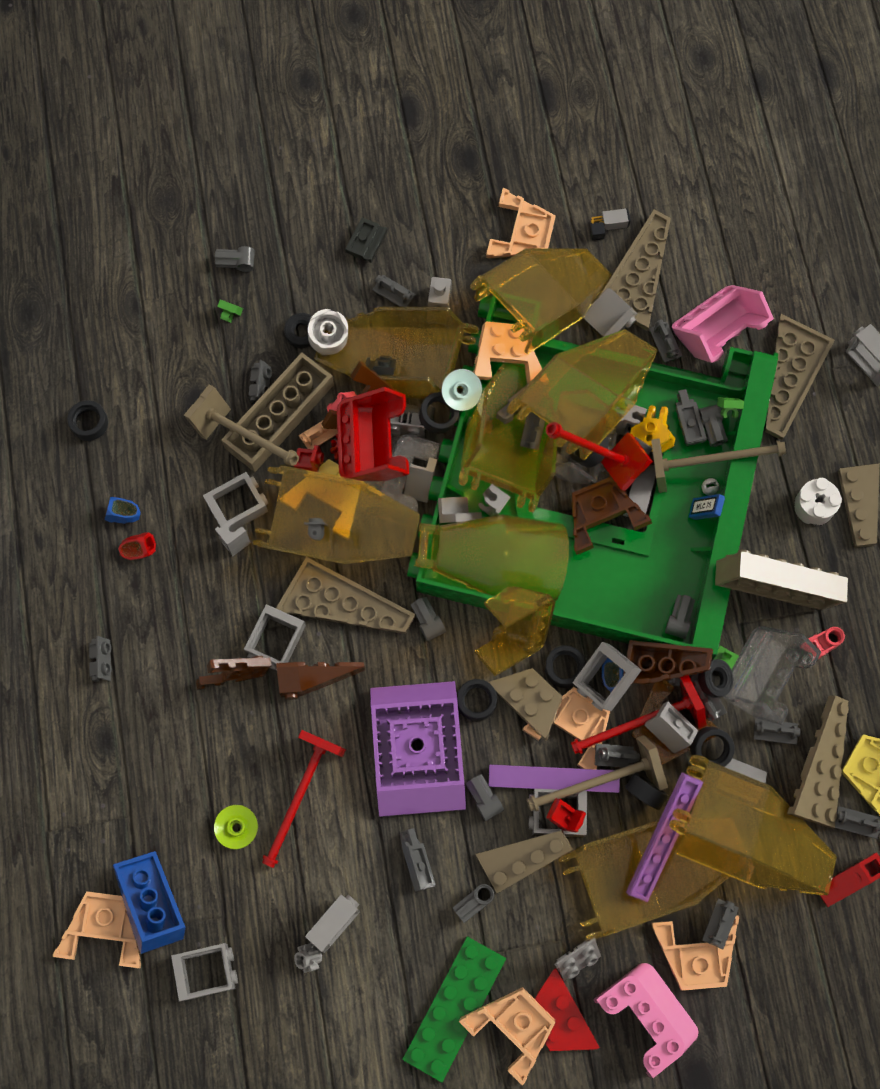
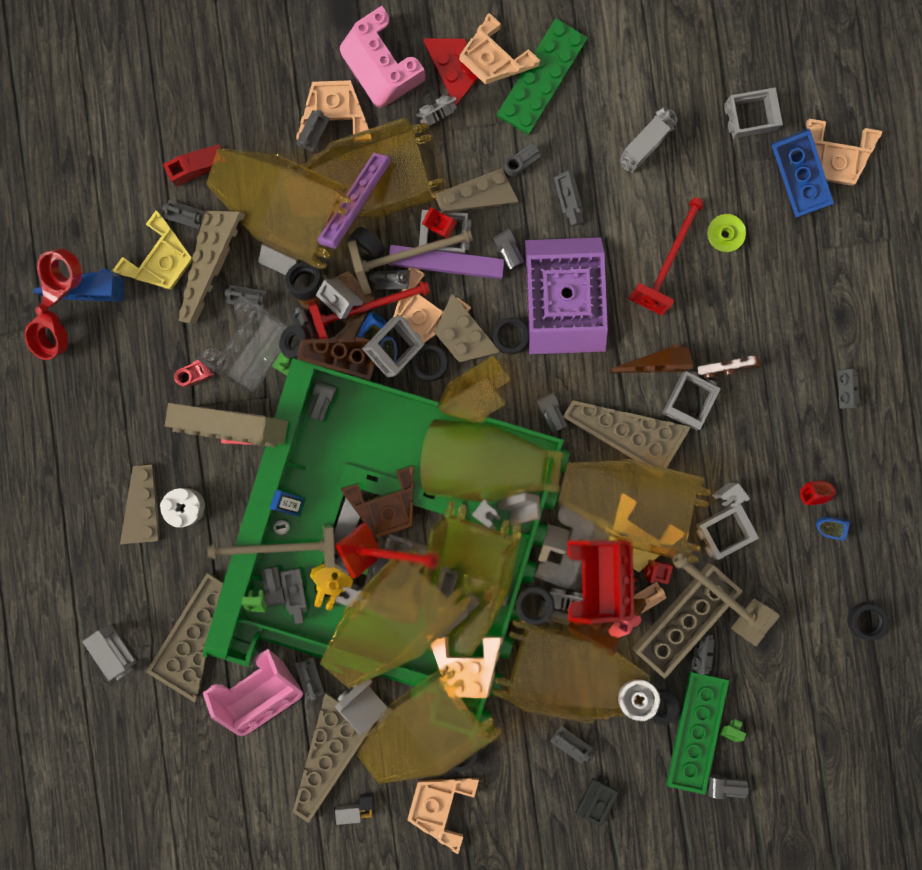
camera: 175 degrees left, 15 degrees up
(265, 308) = (697, 732): none -> green plate
(316, 528) = (655, 496): dark grey hinge -> none
(382, 366) = (588, 659): pearl dark grey plate -> none
(440, 292) = (527, 733): light grey torso -> none
(471, 389) = (507, 618): light aqua dish -> none
(632, 701) = (371, 326): none -> blue rock

